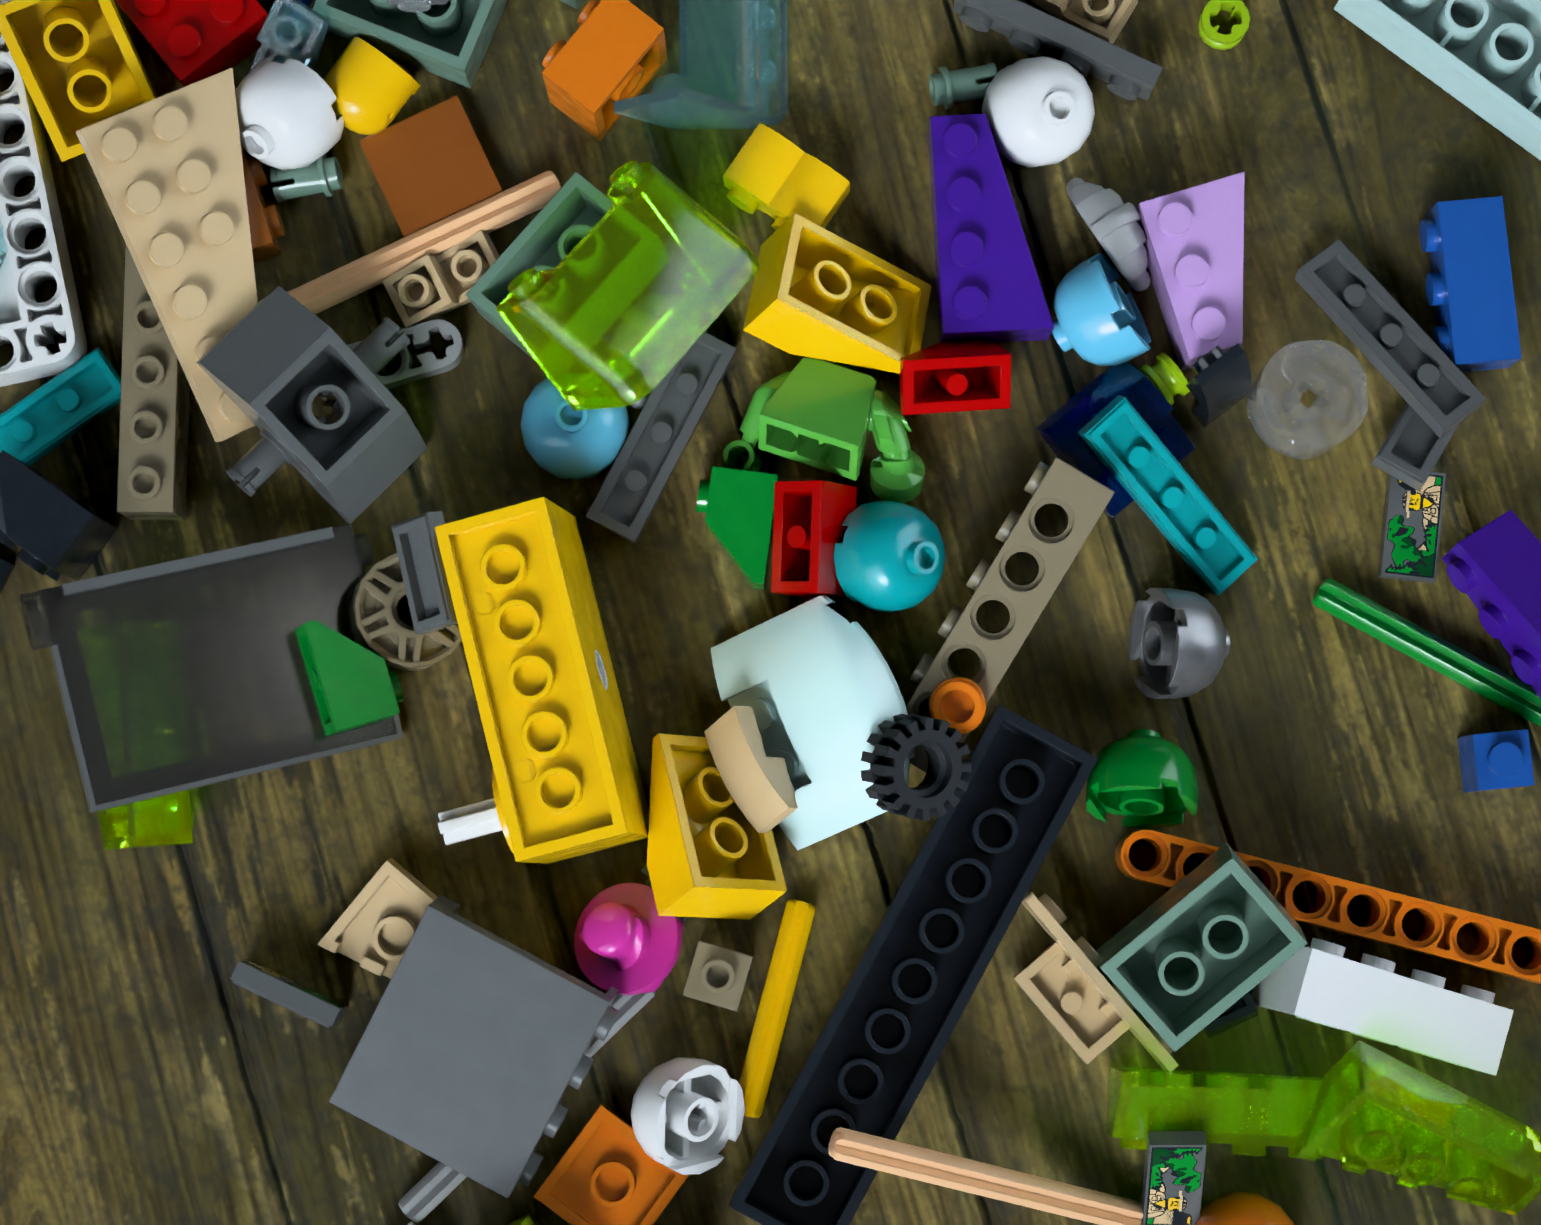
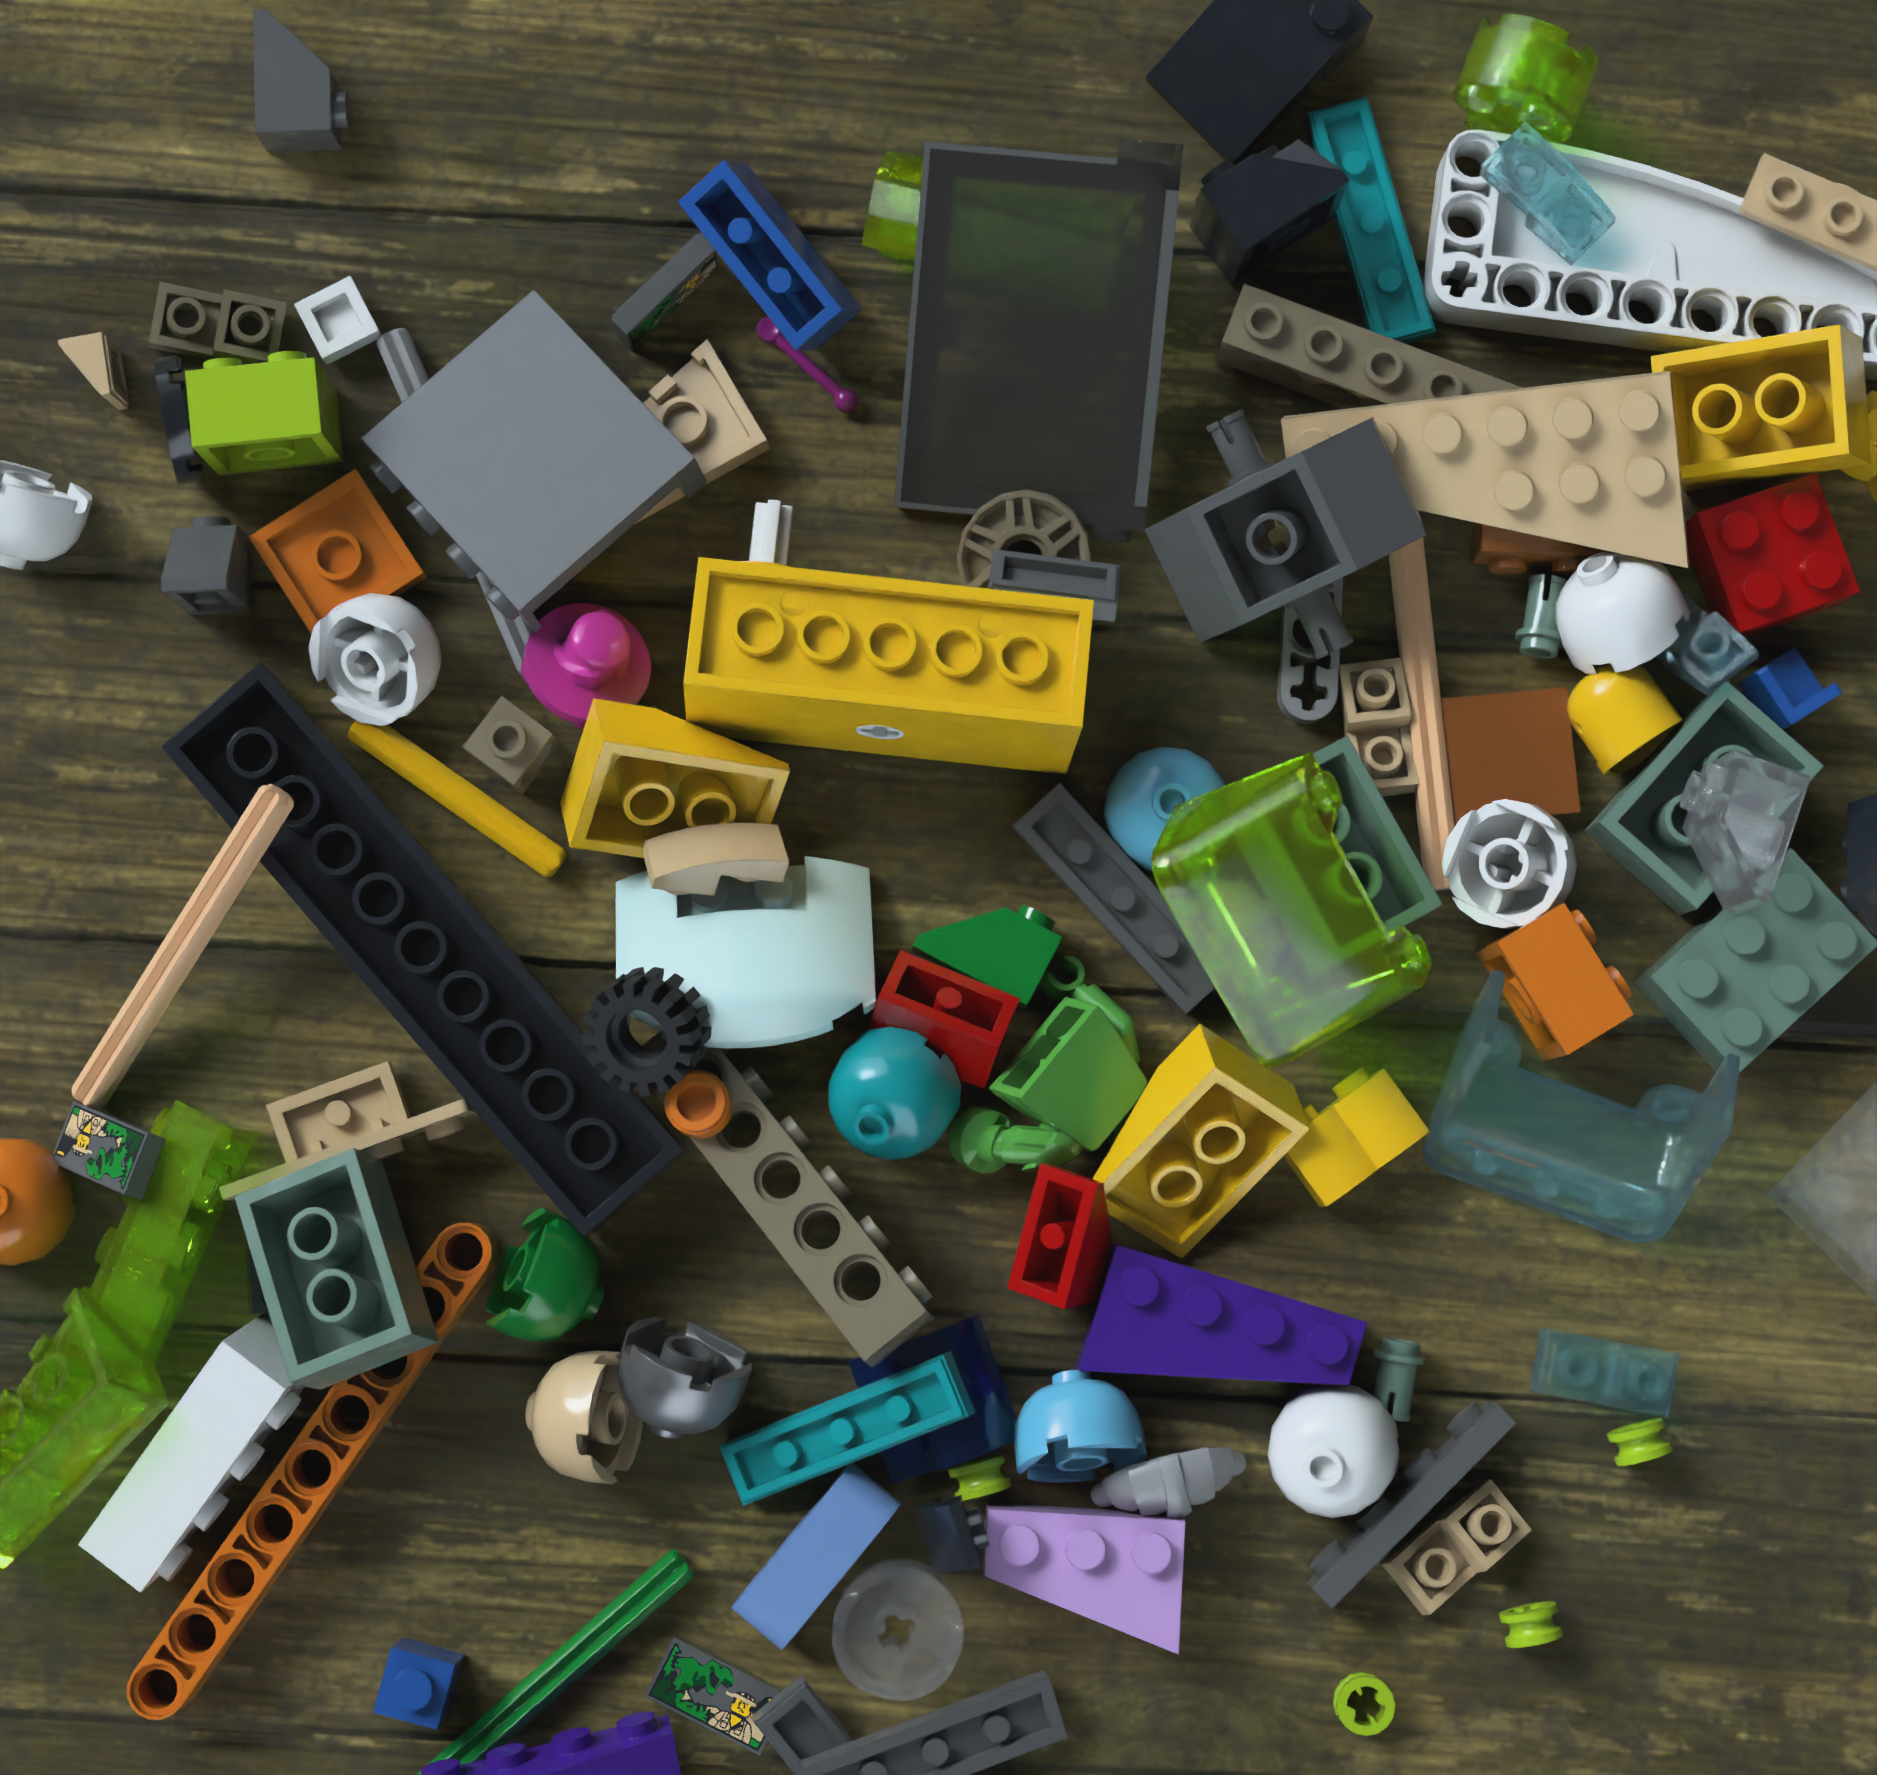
camera: 105 degrees right, 0 degrees up
(229, 915) = (769, 255): none -> blue brick
(291, 896) = (844, 399): none -> magenta hinge
(346, 679) = (970, 463): green slope -> none
(523, 132) = (1509, 863): none -> white cylinder
(1239, 709) = (582, 1418): none -> tan cylinder
(1275, 486) = (816, 1555): none -> medium blue beam

